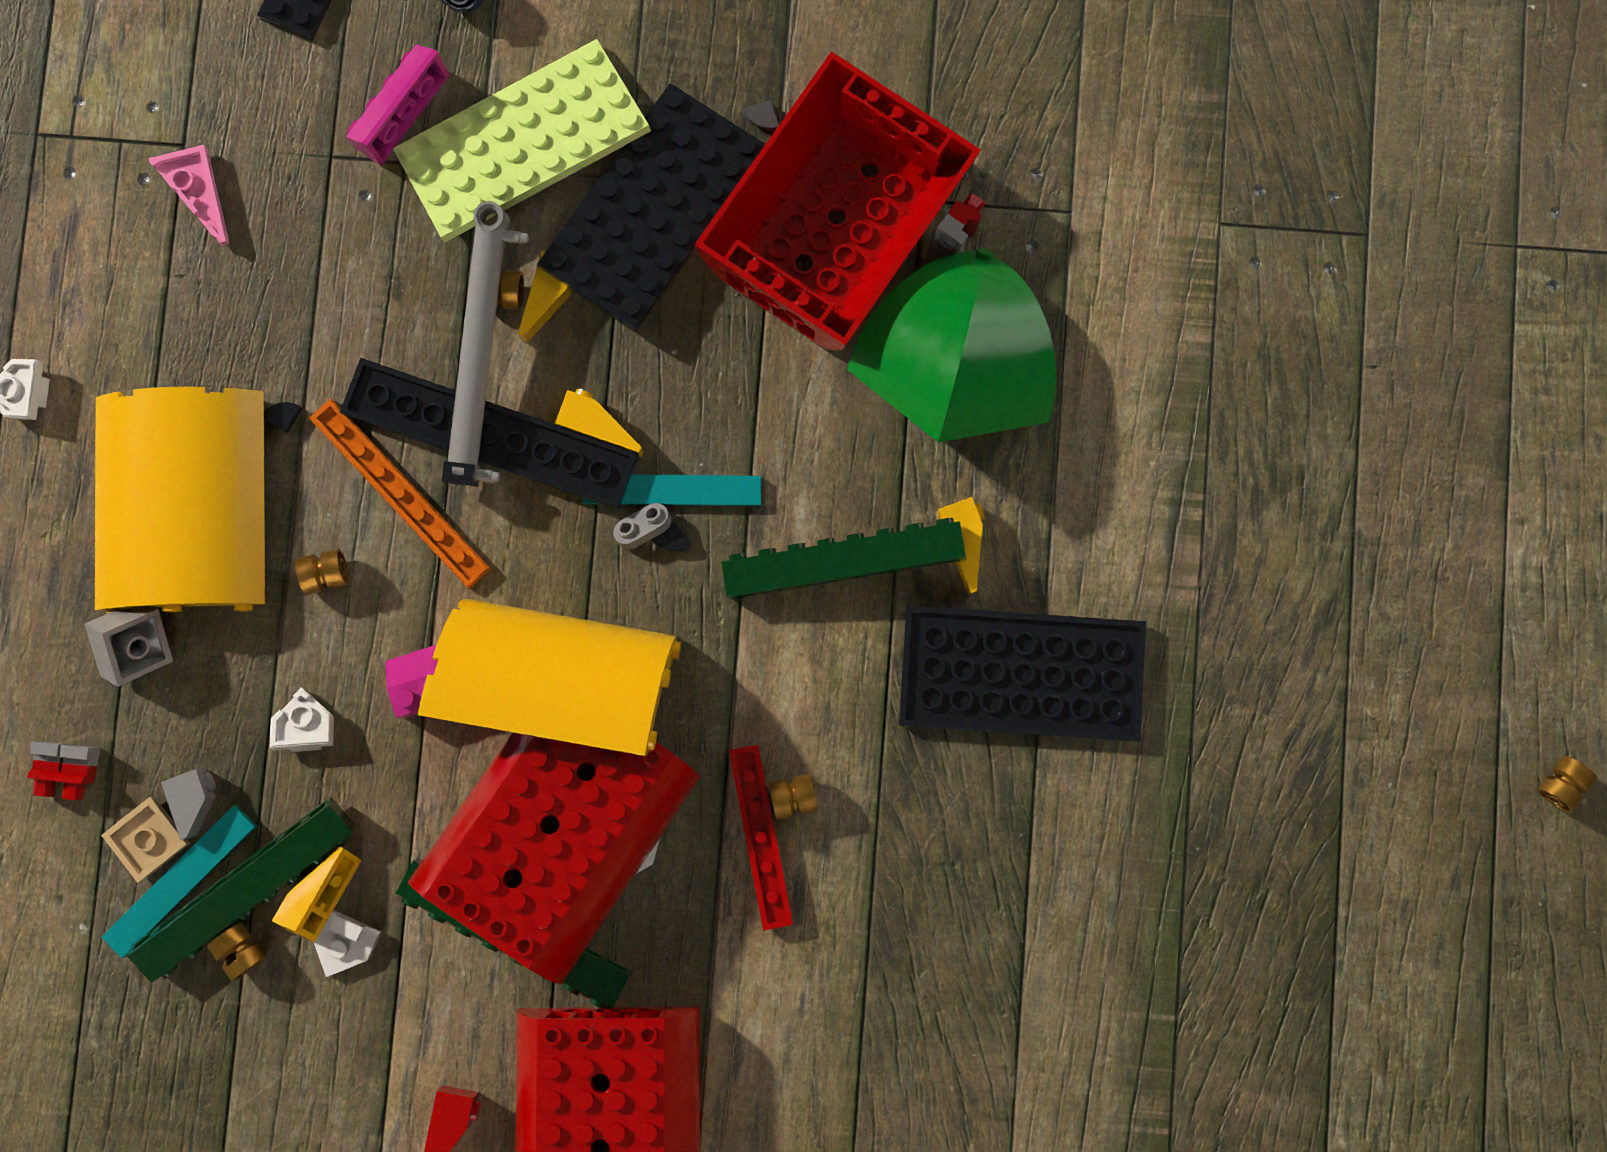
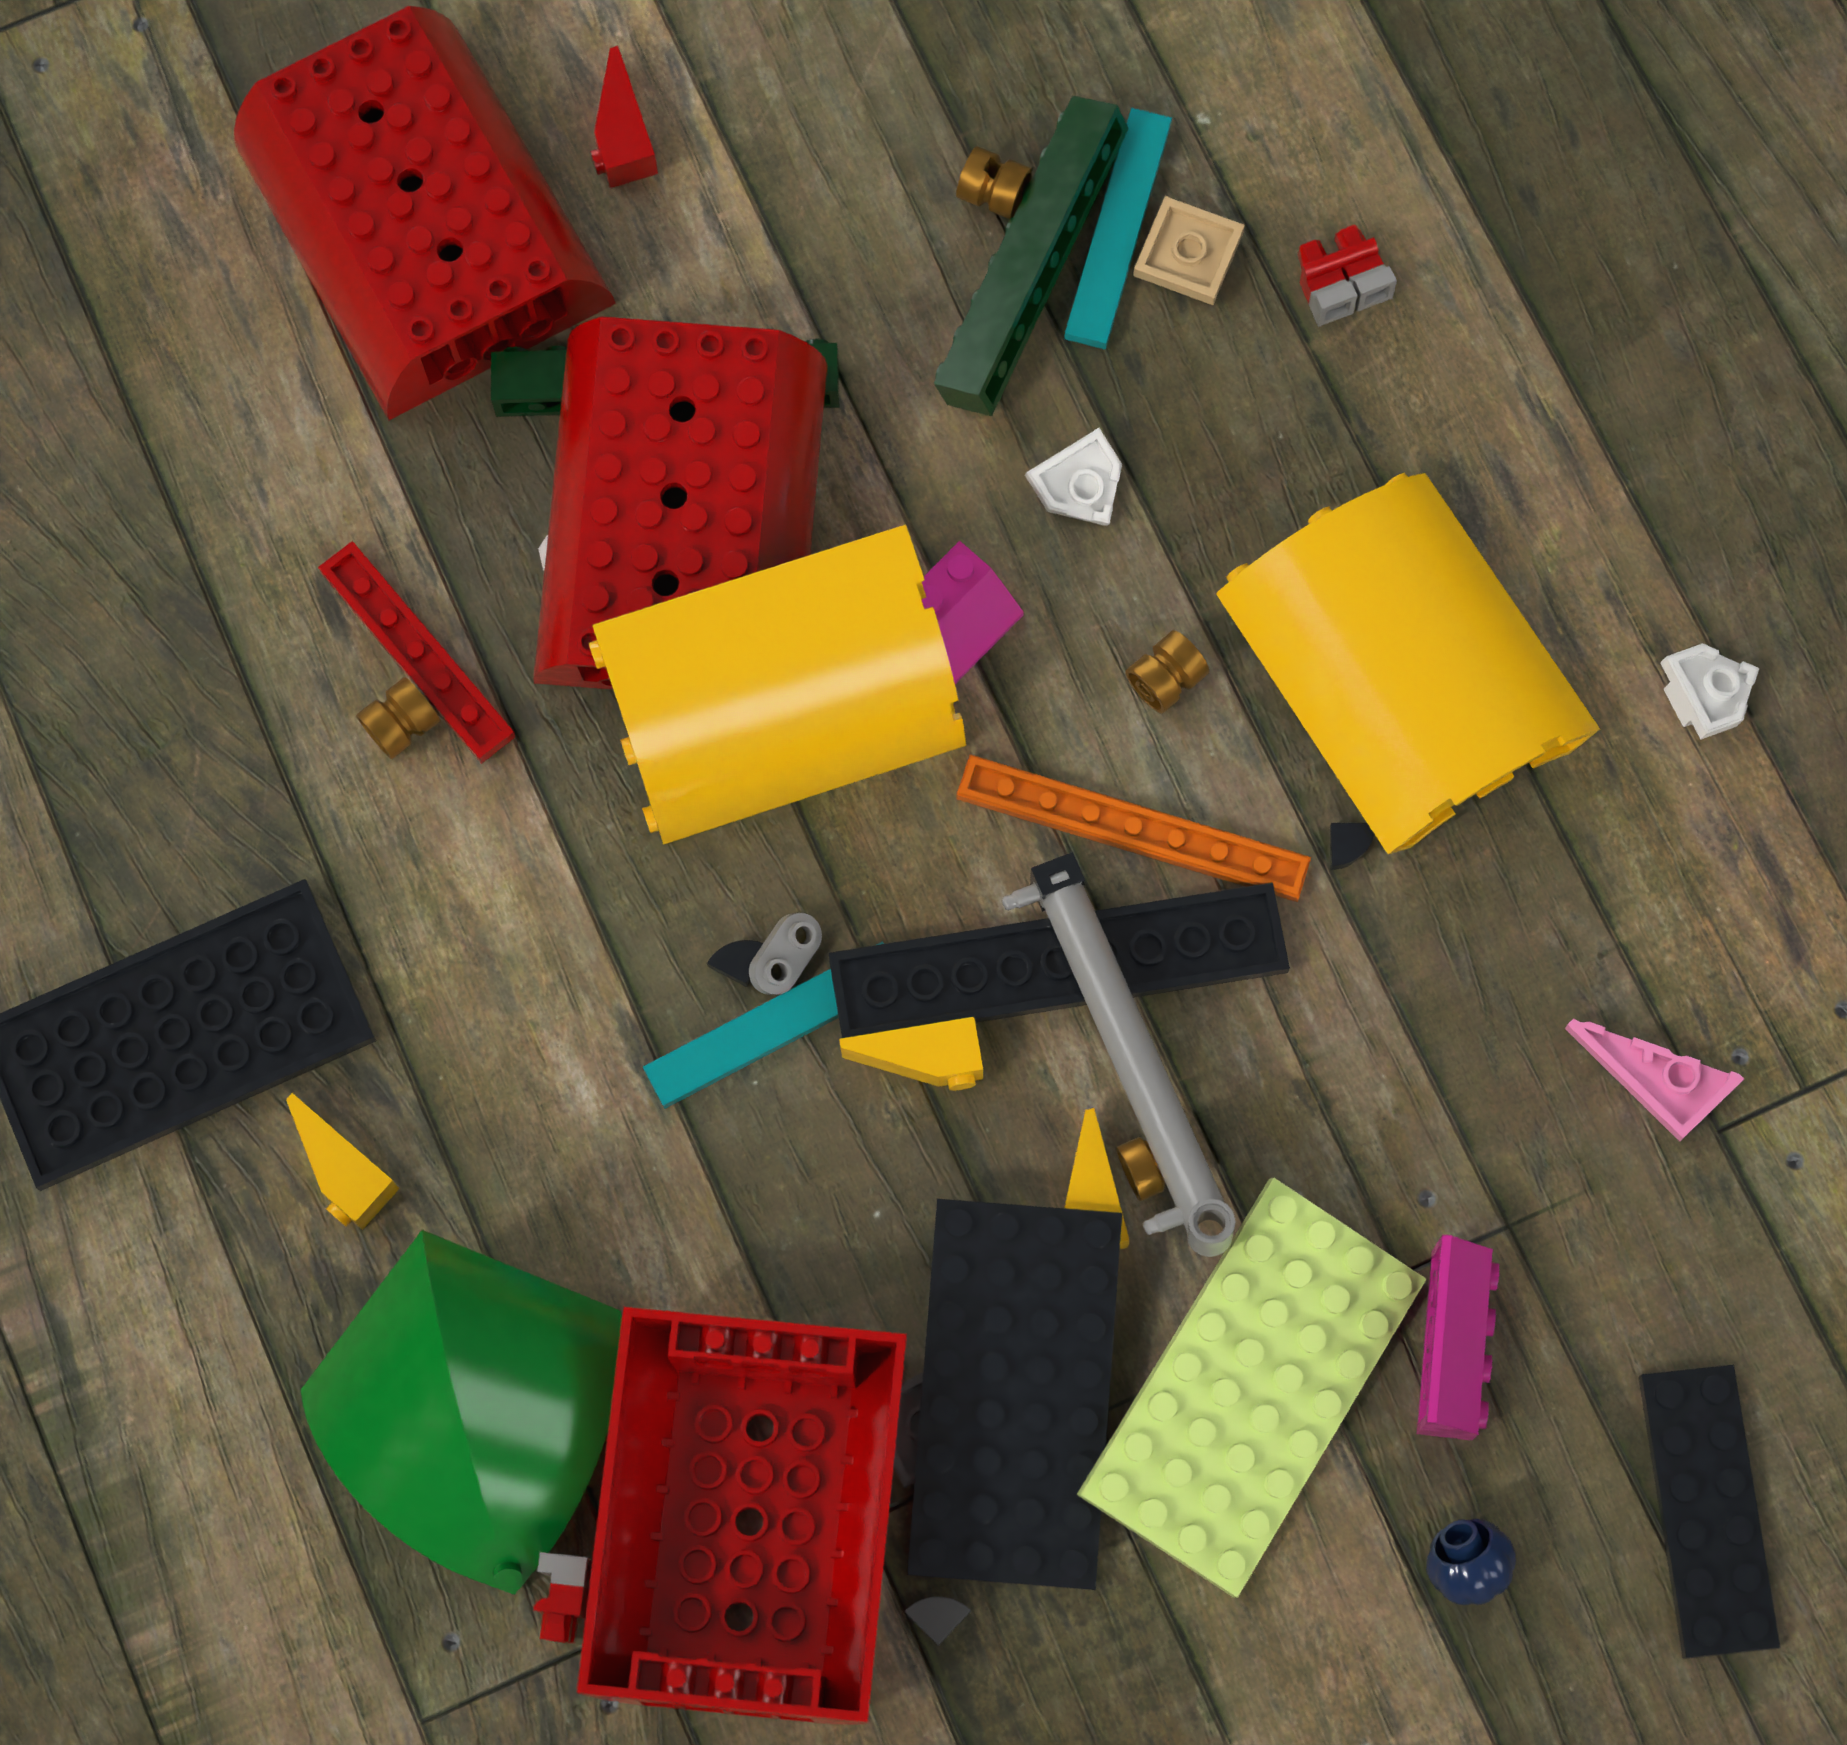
camera: 155 degrees right, 10 degrees down
(128, 644) = (1352, 450): light grey slope -> none
(190, 800) = (1164, 321): light grey slope -> none
(315, 897) = (936, 284): yellow slope -> none
(345, 943) = (875, 264): white plate -> none
(844, 560) = (483, 1045): dark green brick -> none

